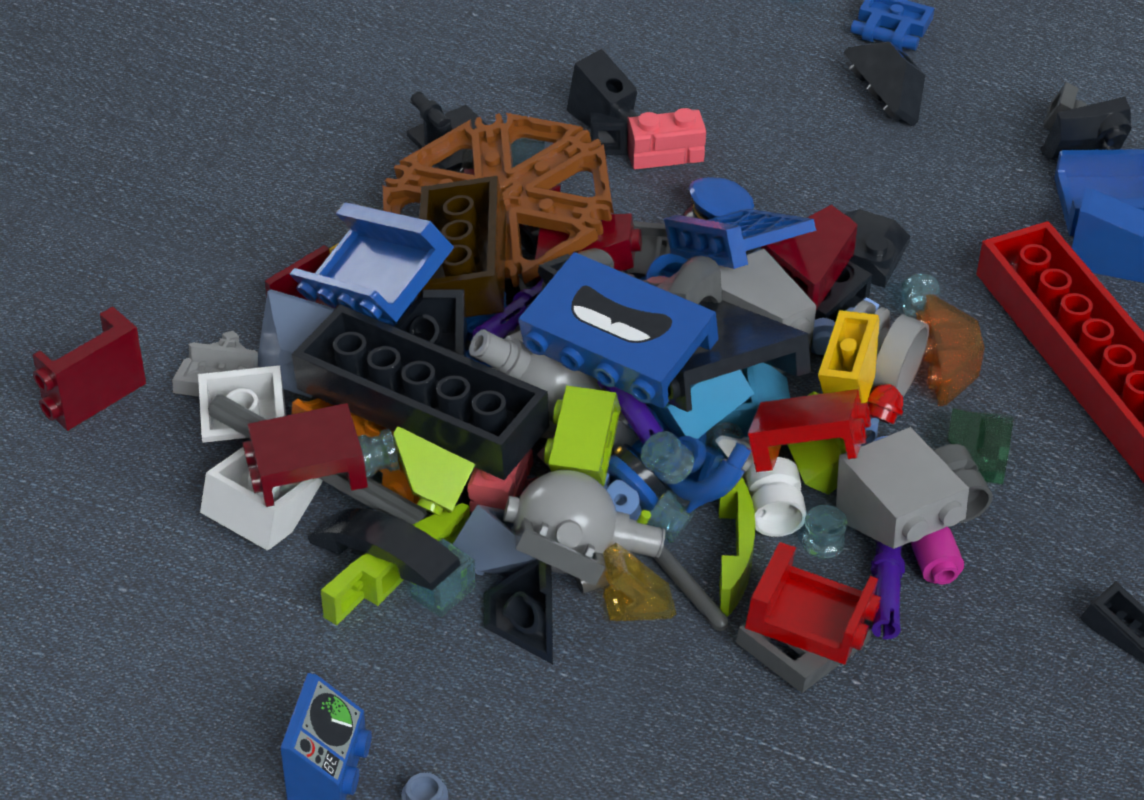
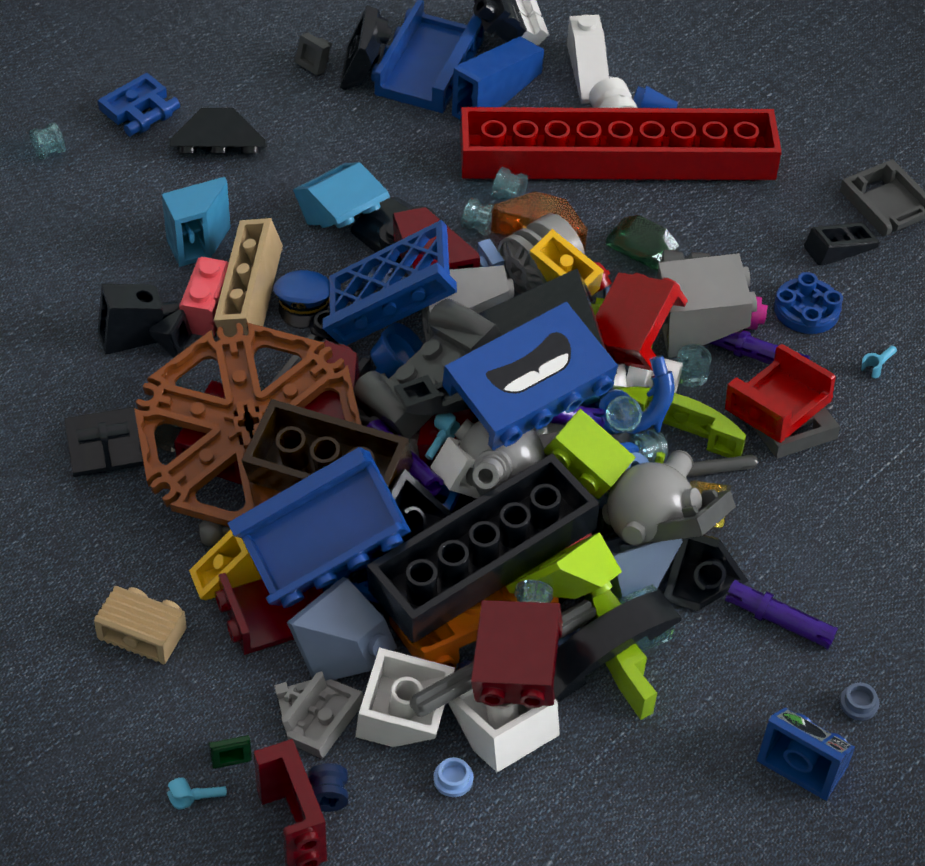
camera: 70 degrees left, 5 degrees up
(93, 308) = (183, 796): none -> medium azure hand
(133, 397) = (328, 786): none -> dark blue wheel
(151, 324) = (230, 751): none -> dark green slope
(184, 484) = (453, 777): none -> light blue plate
(258, 224) = (140, 623): none -> tan brick
(511, 680) = (781, 614): none -> dark purple pin
(680, 158) = (249, 276): none -> tan brick
(750, 96) = (196, 219): none -> dark azure slope
(857, 177) = (340, 195): none -> dark azure slope
(942, 706) = (877, 361): none -> medium azure hand
(986, 305) = (508, 184): none -> clear light blue wheel
(1000, 618) = (808, 304): none -> blue tile

